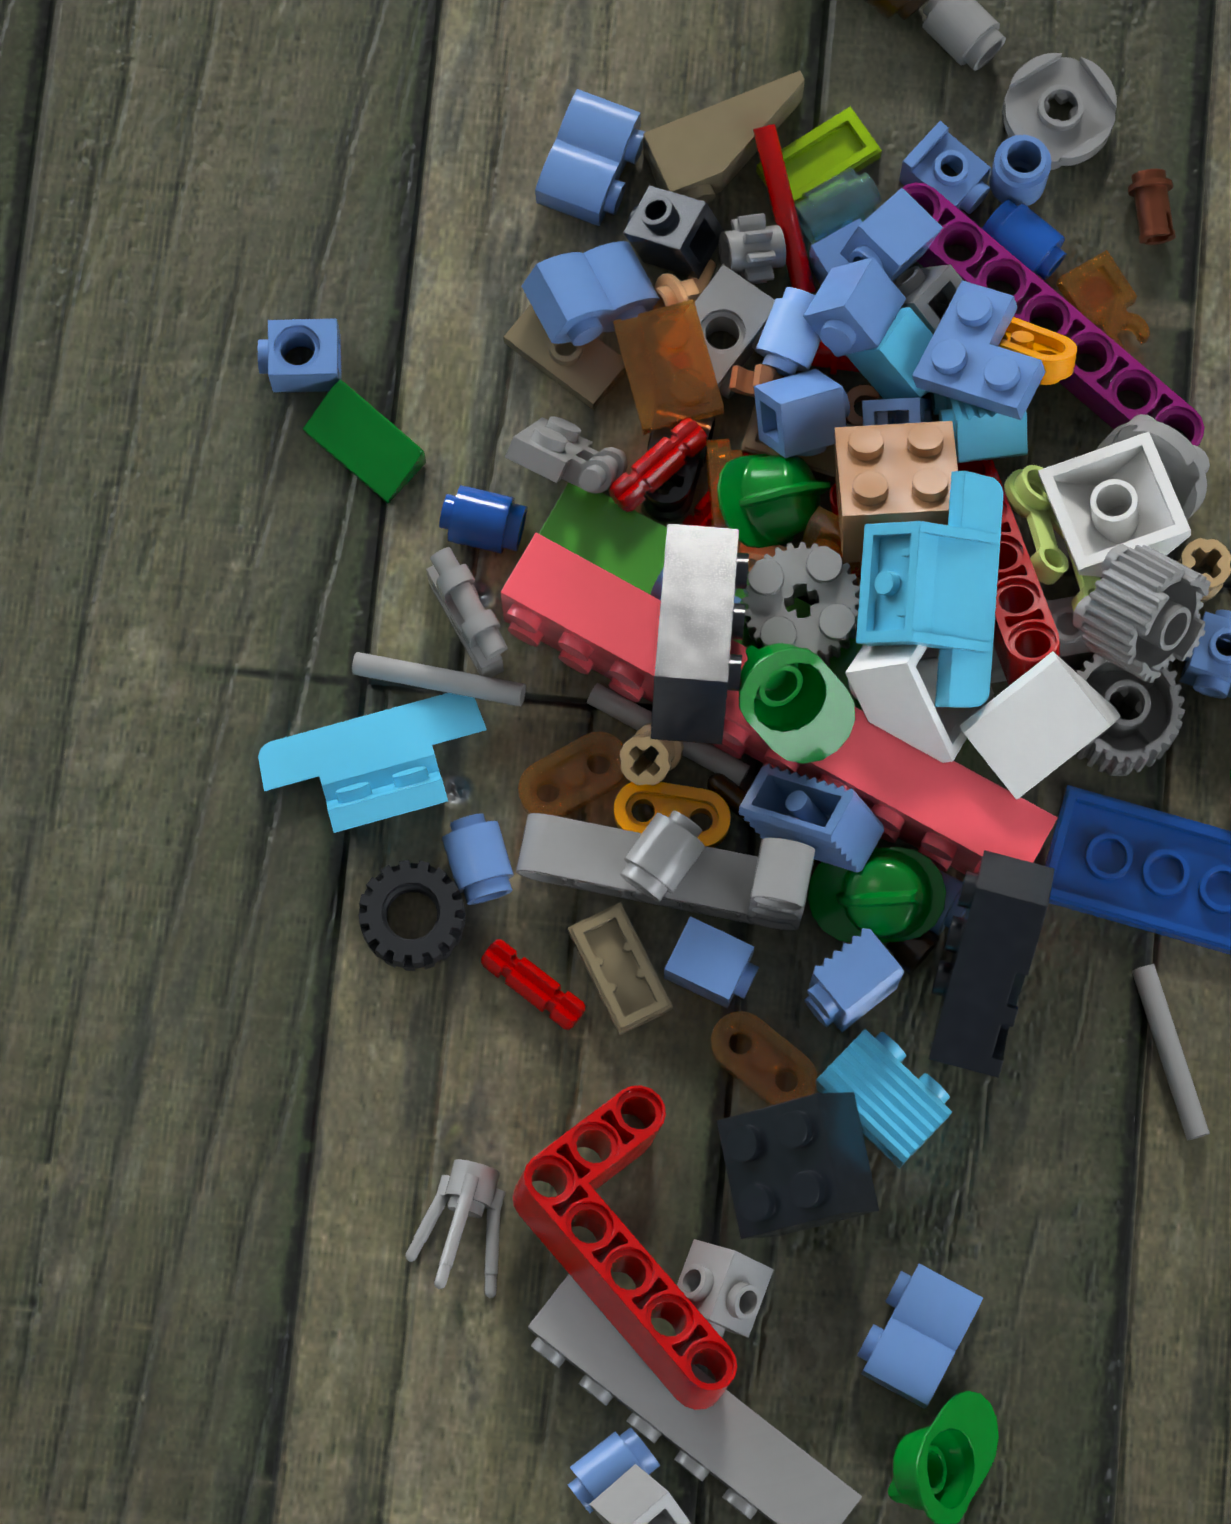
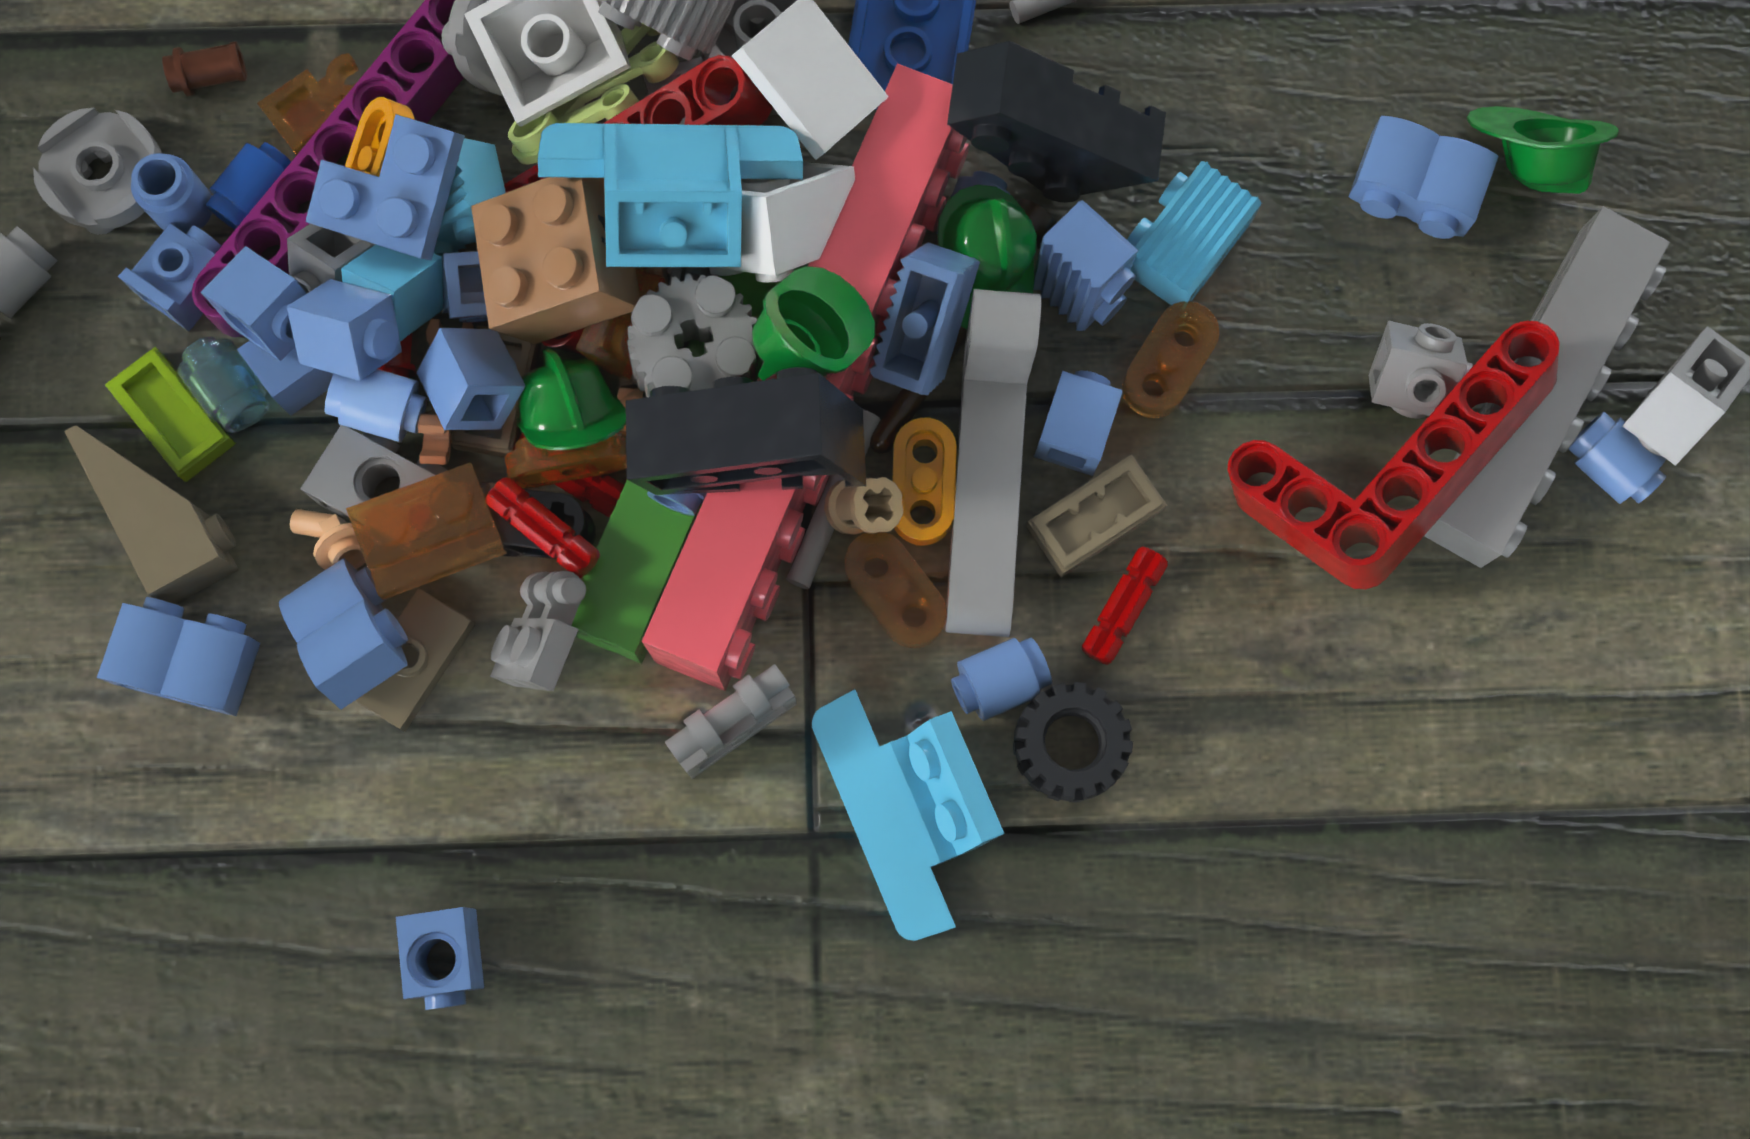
camera: 100 degrees left, 0 degrees up
(365, 441) = (536, 871): green slope -> none
(438, 679) = (804, 749): light grey bar -> none
(469, 1191) = (1360, 638): light grey plant -> none
(483, 519) = (617, 722): blue brick -> none
(663, 855) = (983, 468): light grey brick -> none
(673, 231) = (263, 552): black brick -> none
(753, 248) = (277, 464): light grey gear -> none
(784, 207) = (228, 436): red bar -> none
(797, 1165) = (1287, 301): black brick -> none

